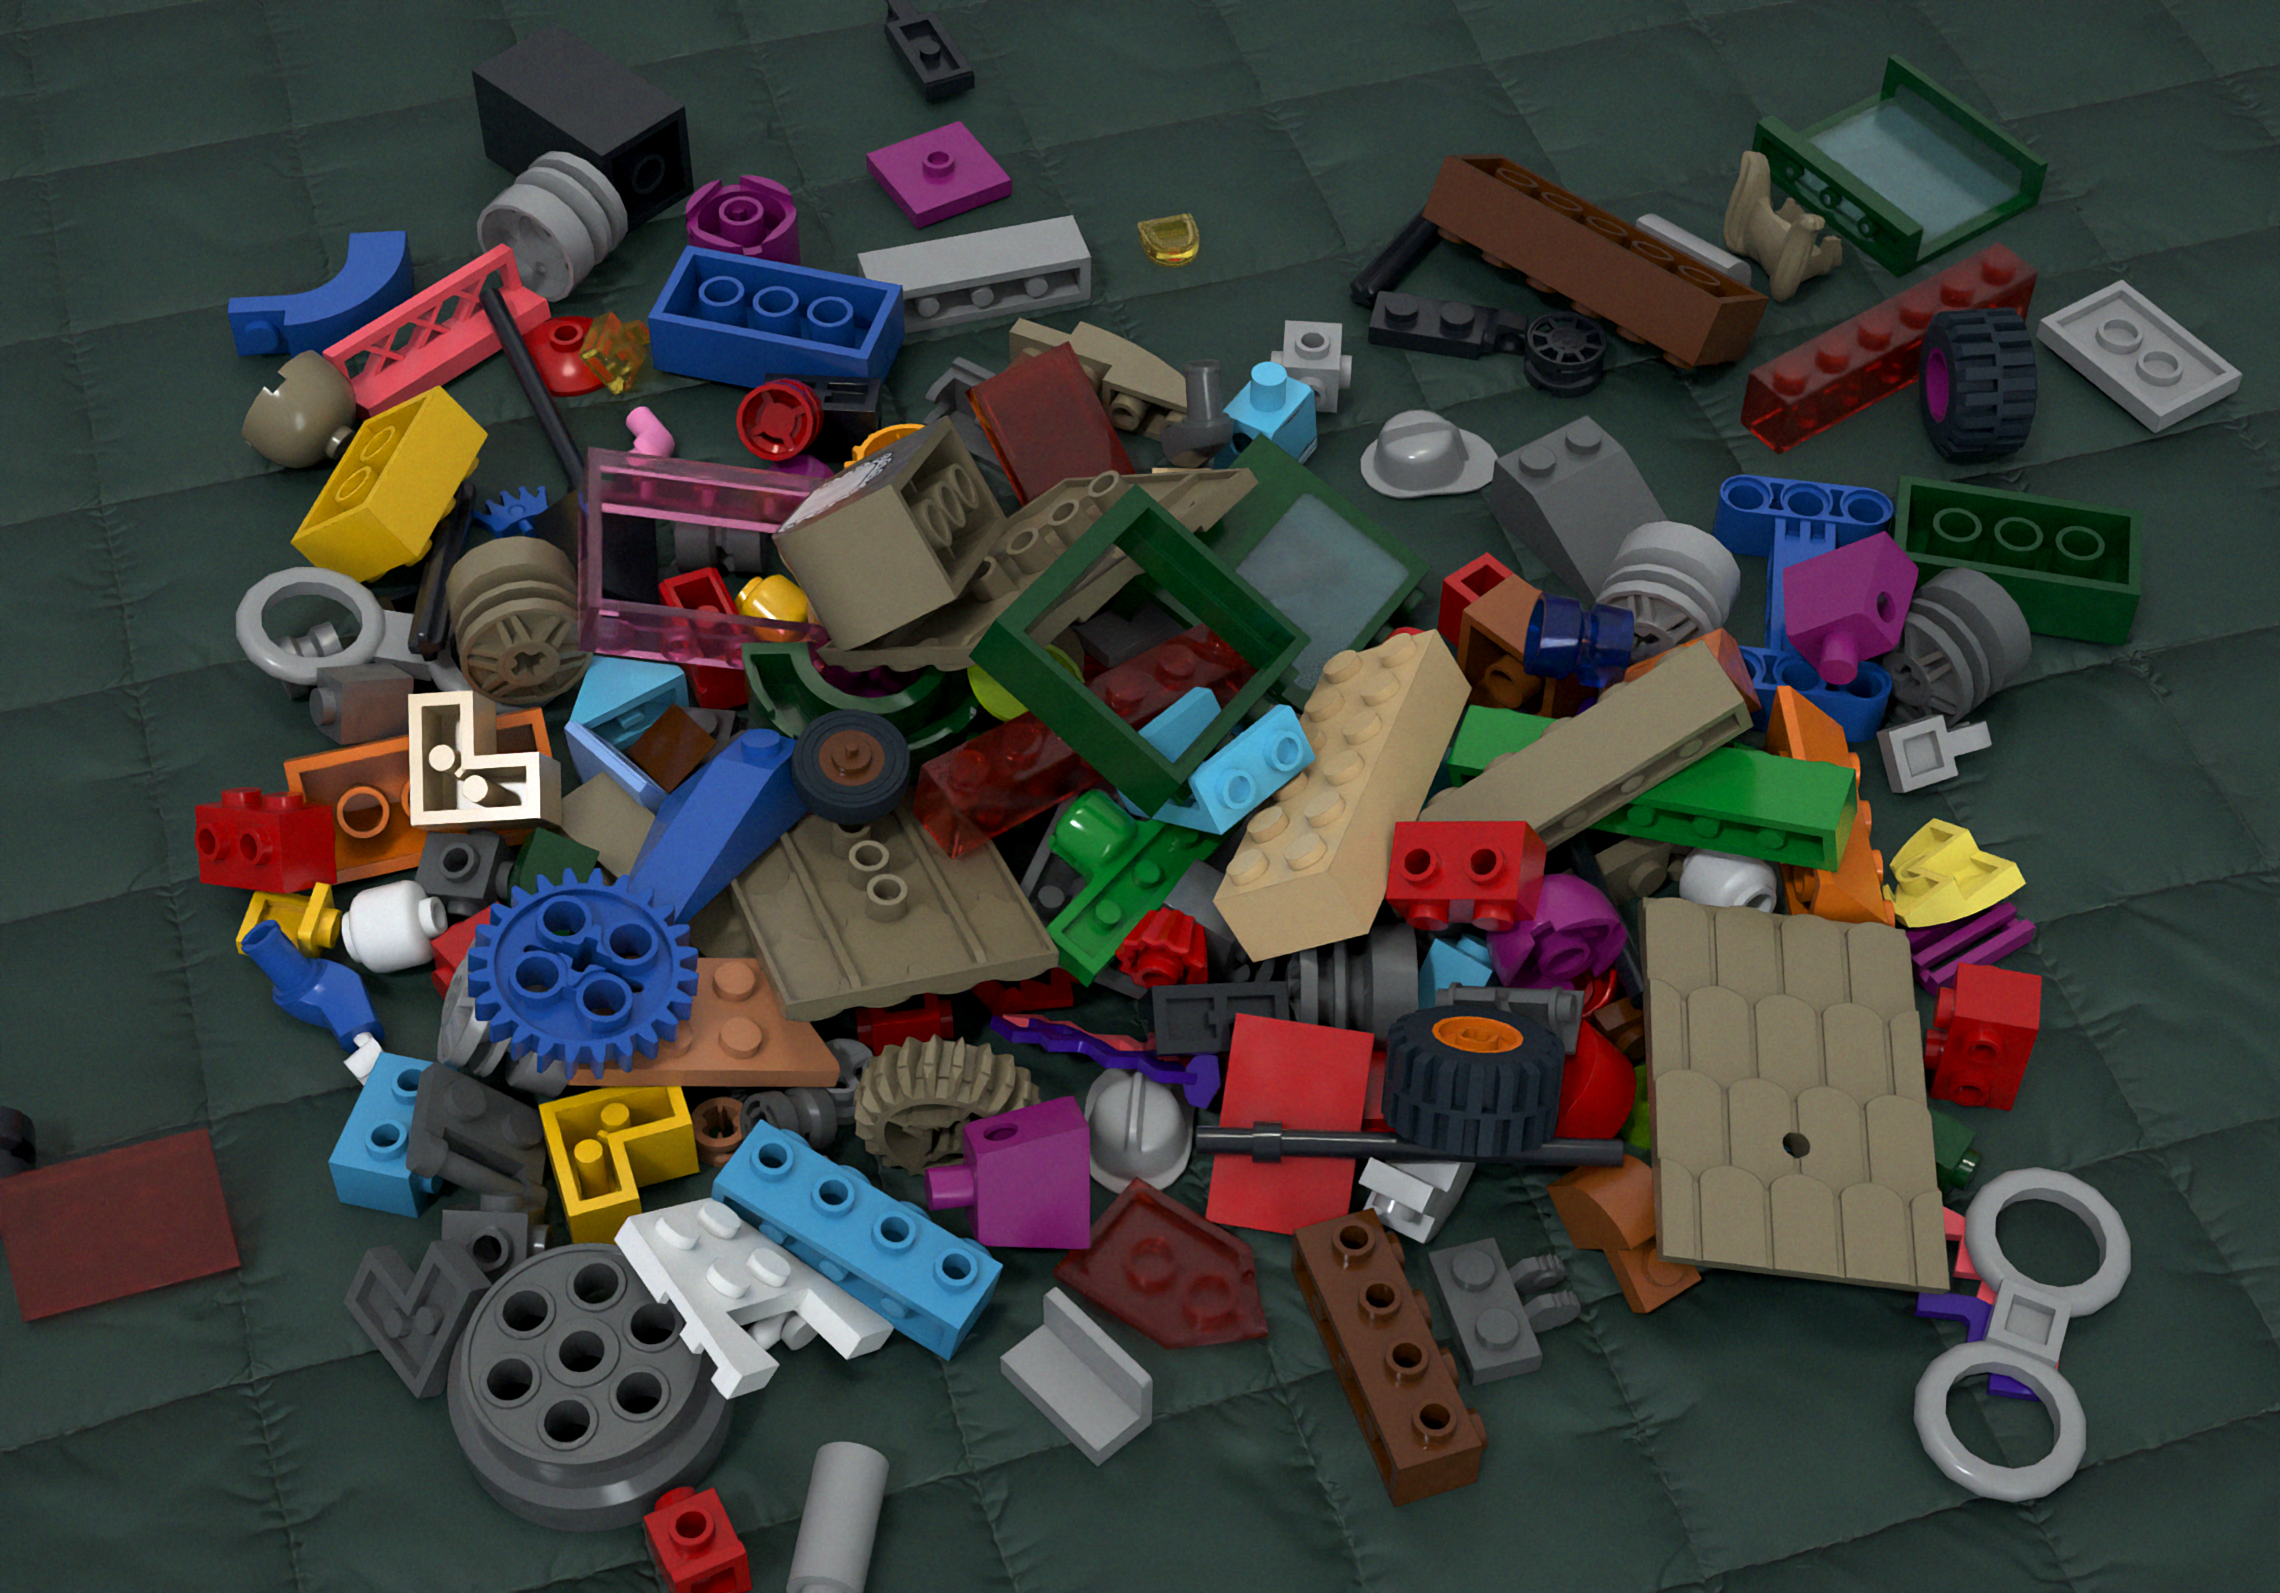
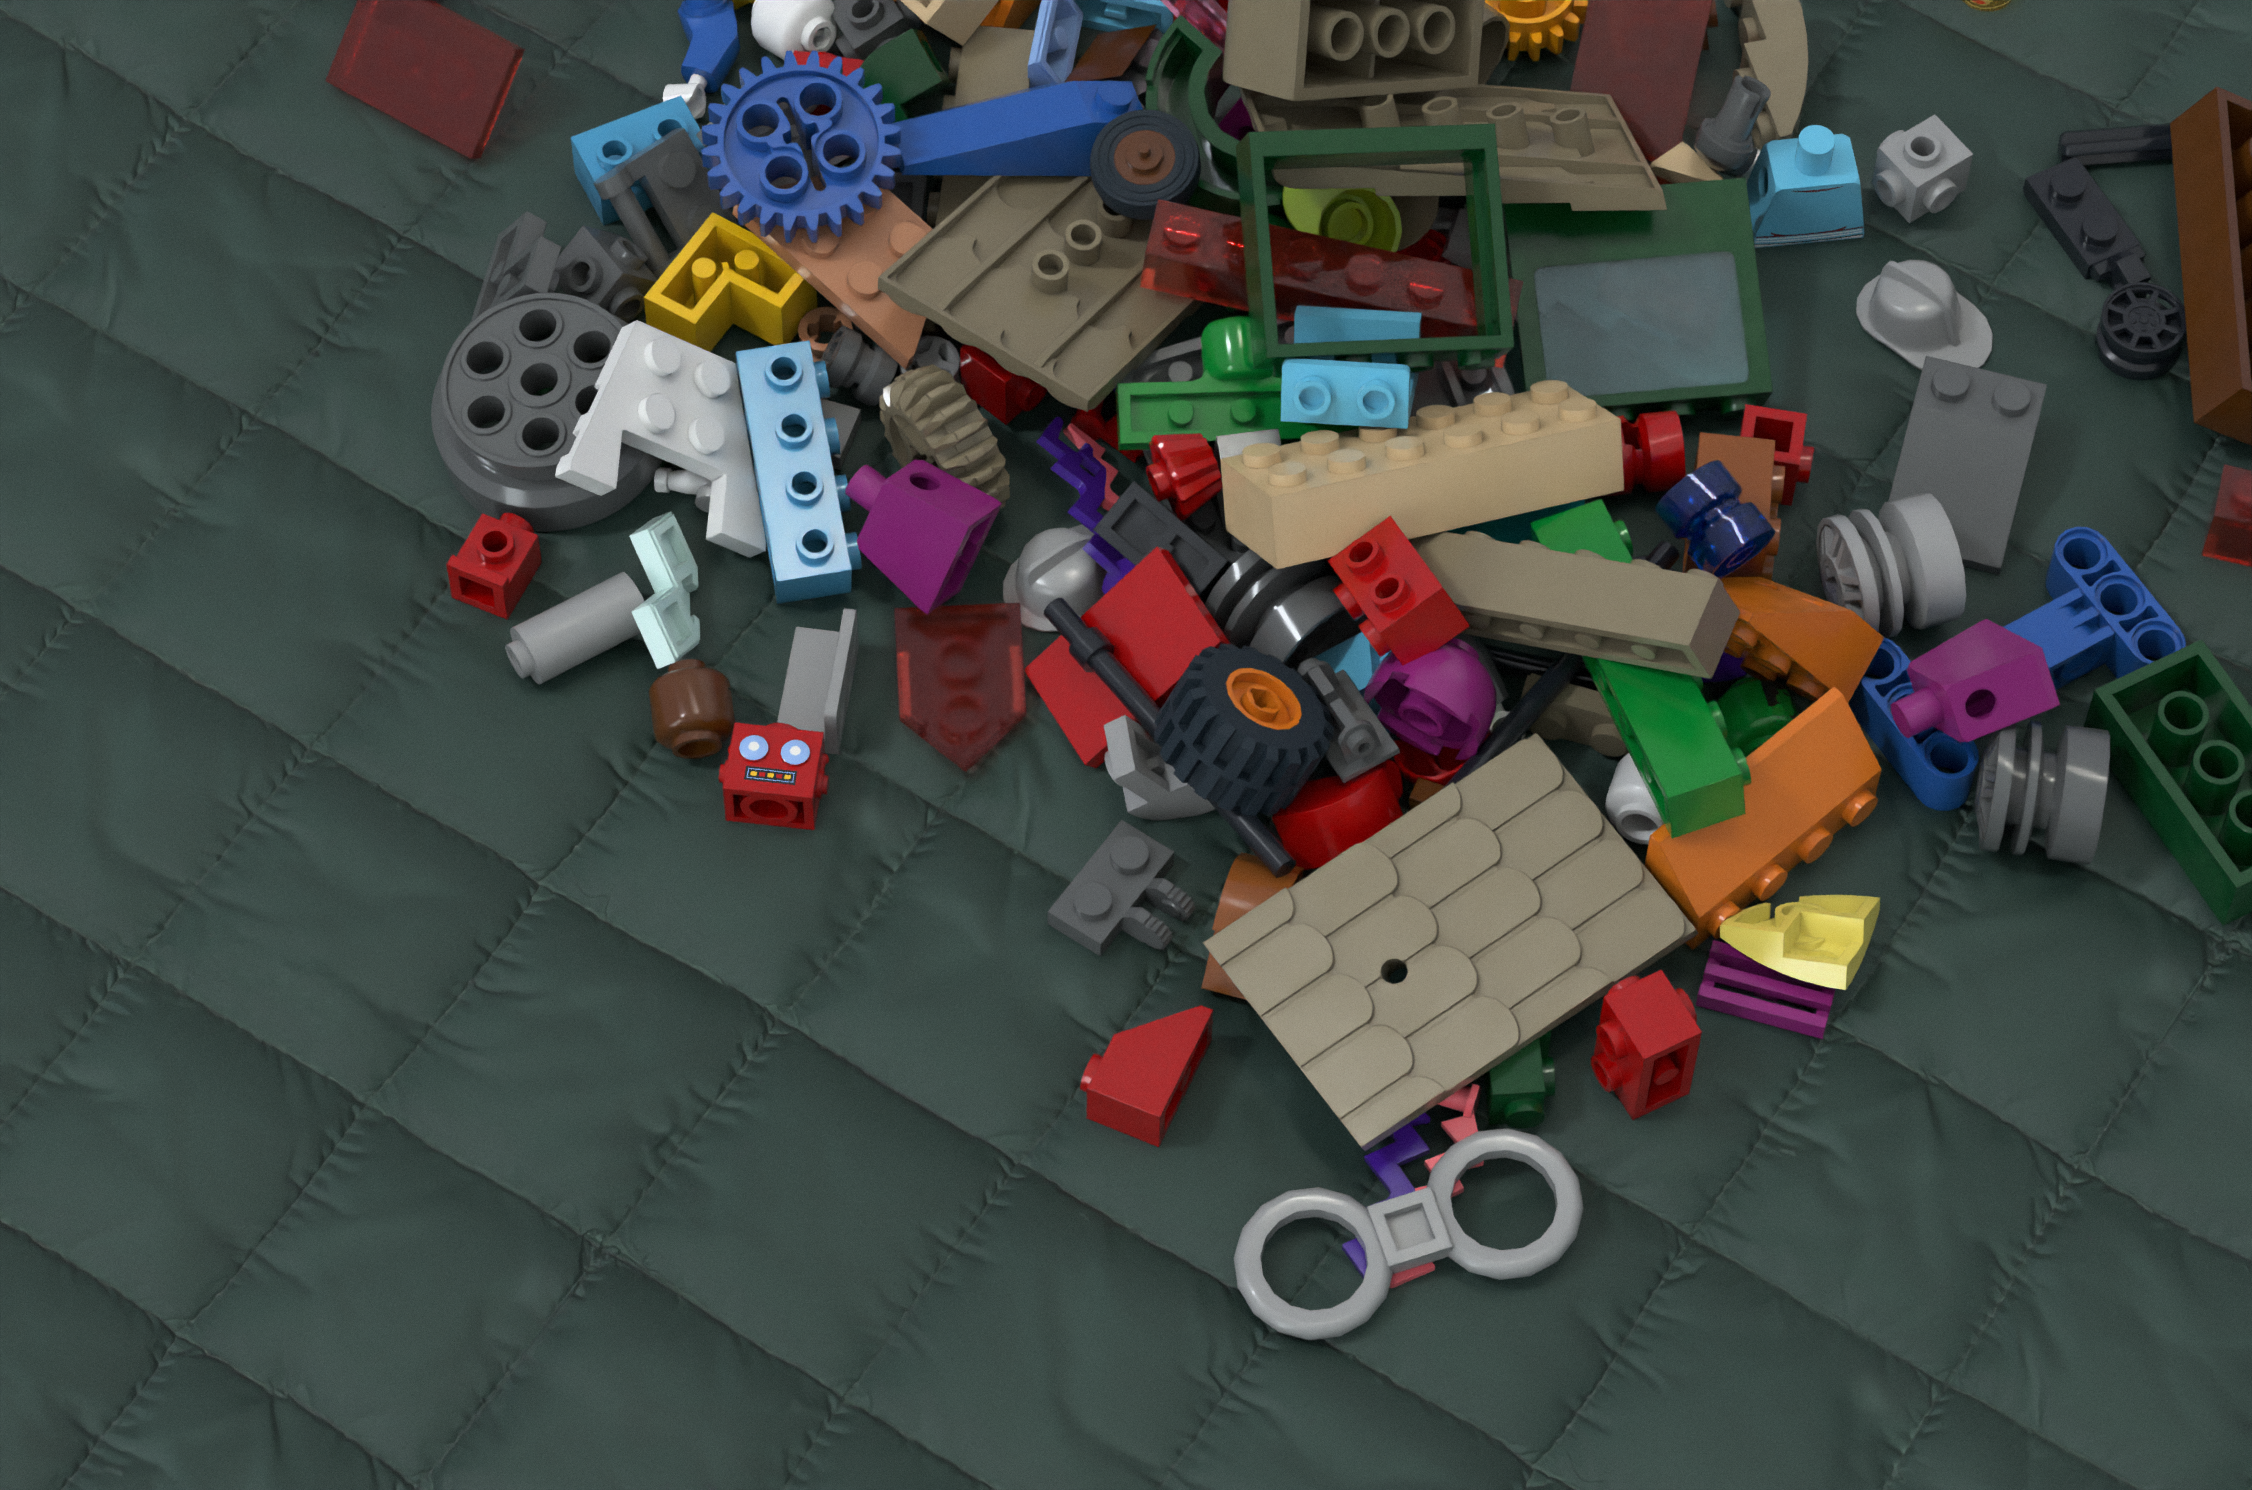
camera: 50 degrees right, 10 degrees up
(857, 1414) = (673, 574): none -> light aqua tile
(1015, 1496) = (692, 709): none -> reddish brown head
(1145, 1481) = (774, 775): none -> red head
(1387, 1357) = (1007, 848): reddish brown brick -> none
(1717, 1412) = (1147, 1074): none -> red slope
(1925, 750) = (1935, 846): light grey plate -> none

